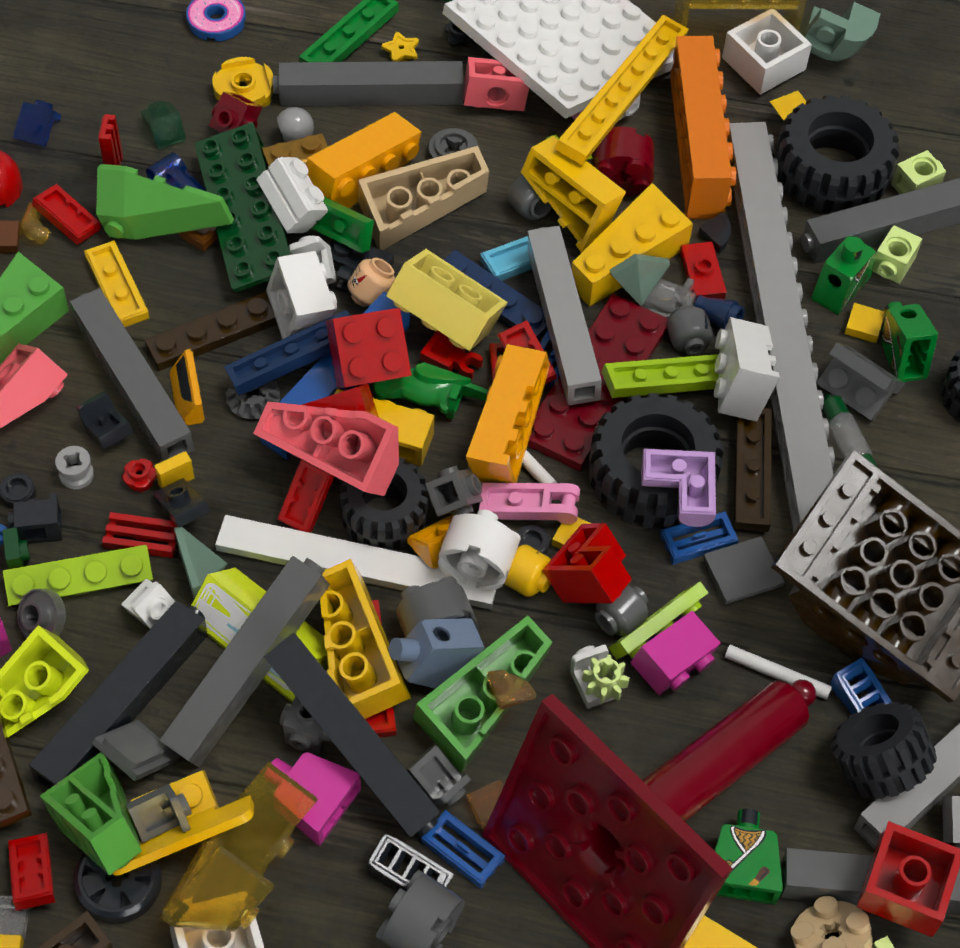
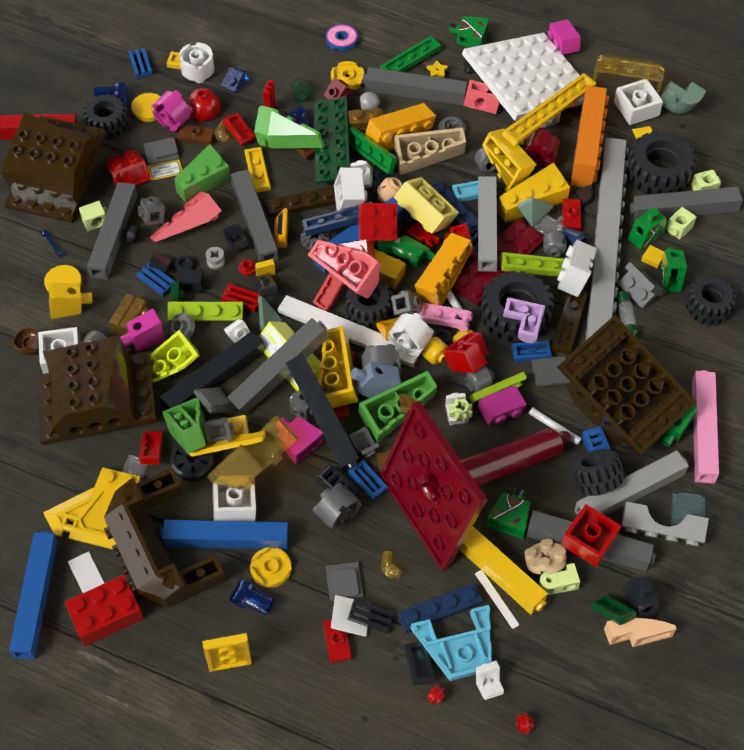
camera: 15 degrees right, 0 degrees up
(292, 194) = (357, 137): white brick -> none

